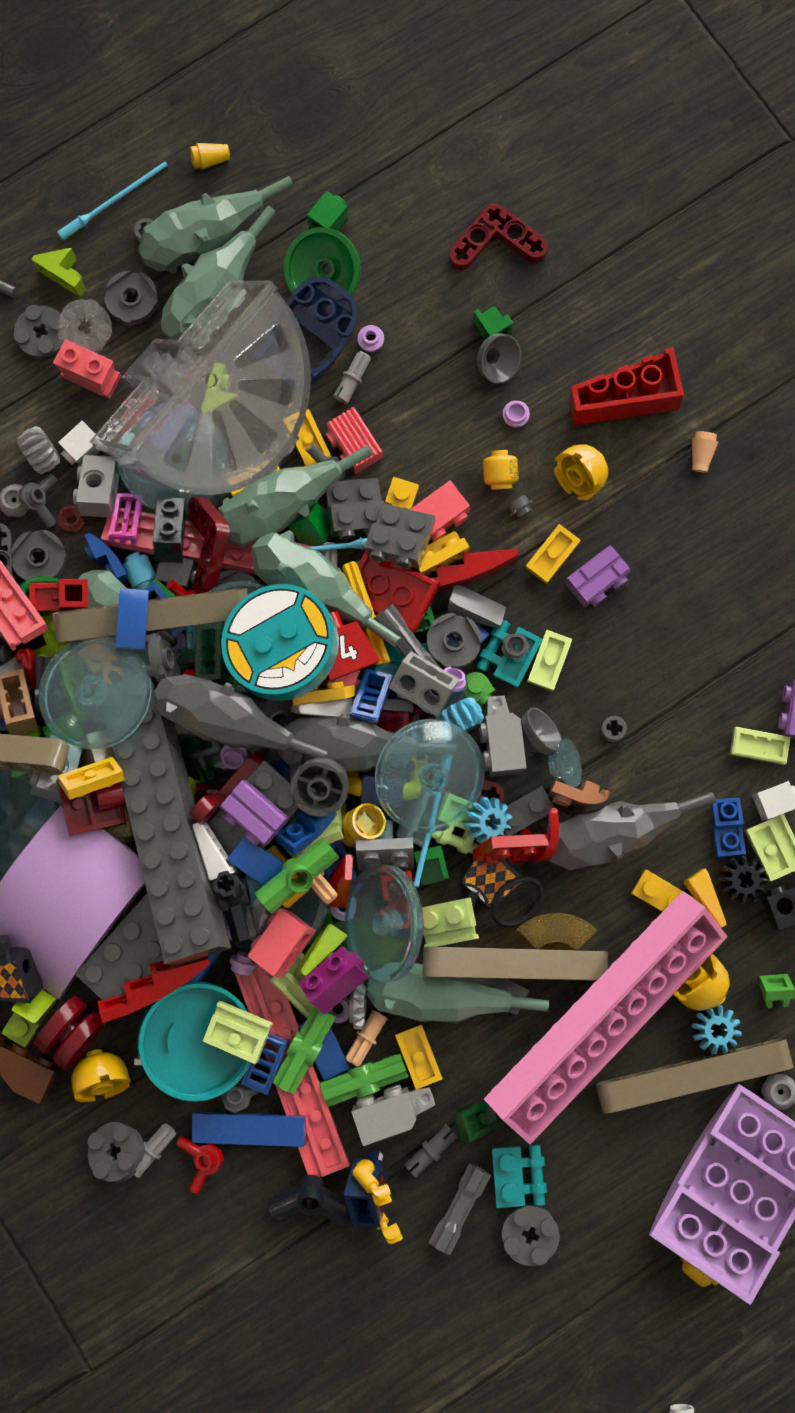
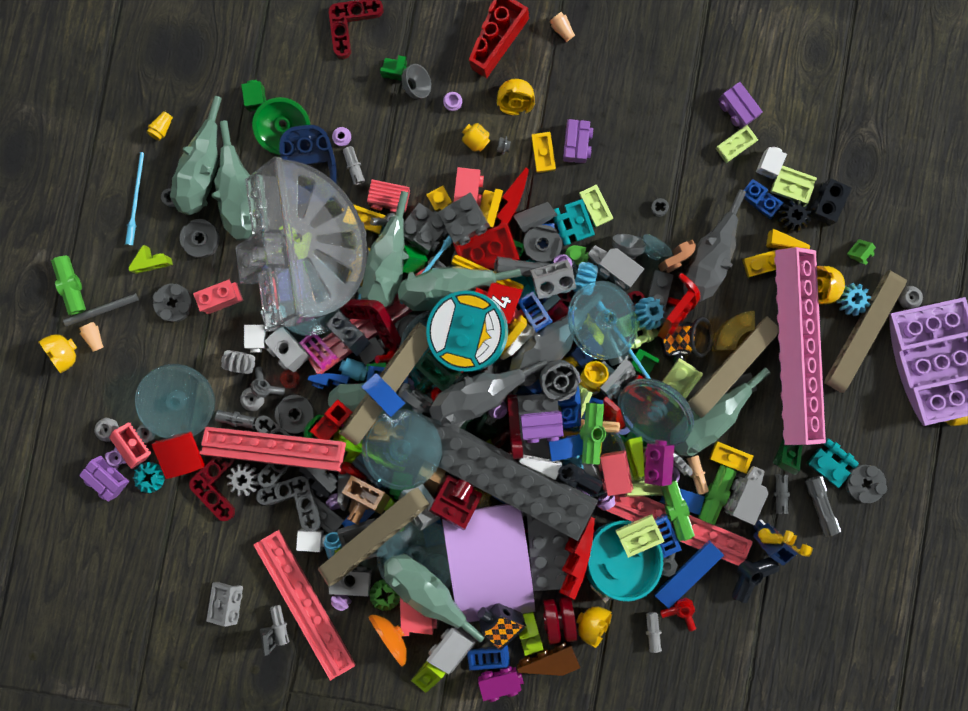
camera: 50 degrees left, 5 degrees up
(89, 312) = (190, 266): clear plate -> none
(91, 778) = (446, 491): yellow plate -> none
(100, 1147) = (638, 662): dark grey plate -> none
(512, 639) = (574, 211): dark grey plate -> none

